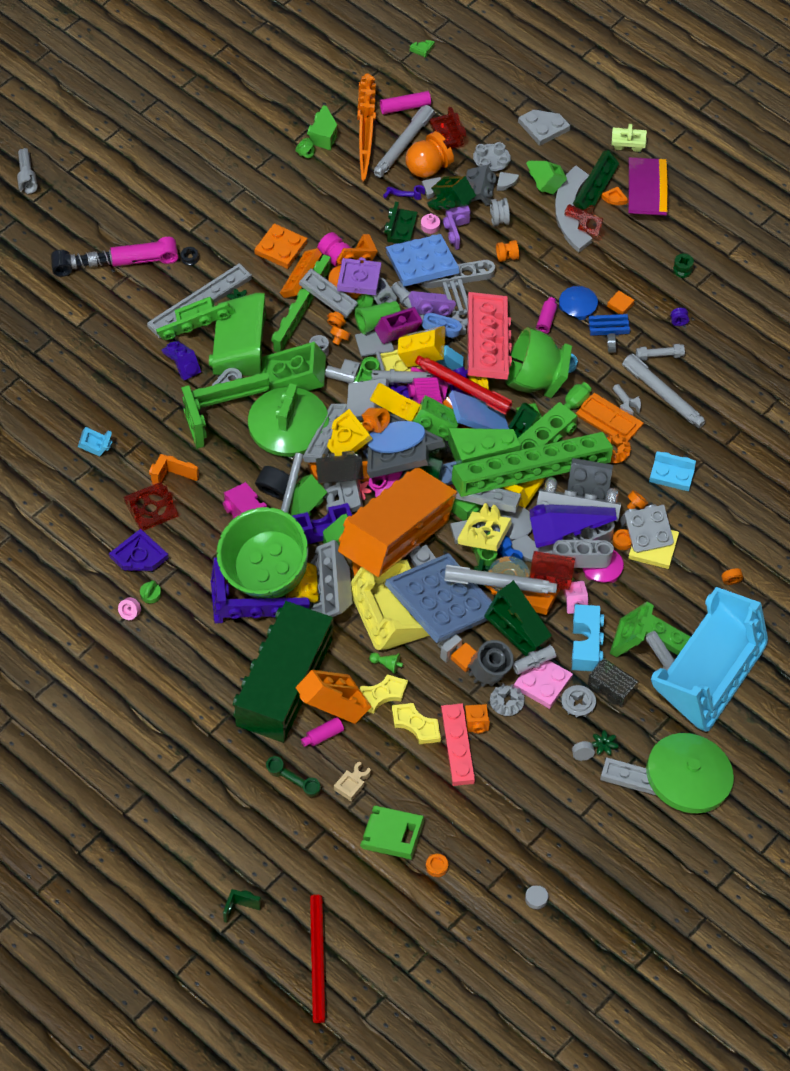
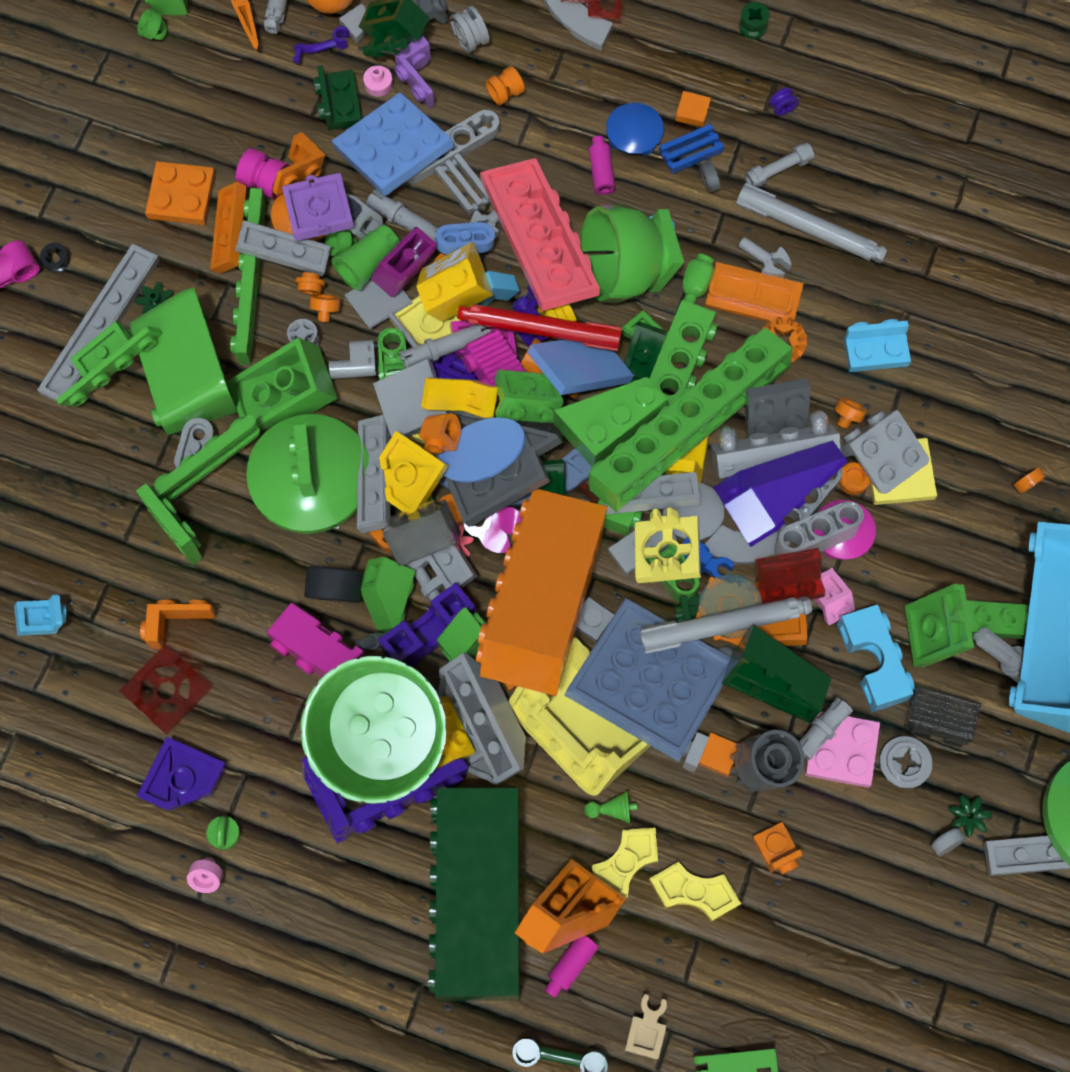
camera: 20 degrees left, 15 degrees up
(184, 359) = (114, 429): dark purple bracket -> none
(291, 482) = (361, 588): light grey bar -> none
(431, 303) = (435, 209): medium lavender bracket -> none
(457, 744) = (768, 902): coral plate -> none
(513, 705) = (795, 811): light grey gear -> none

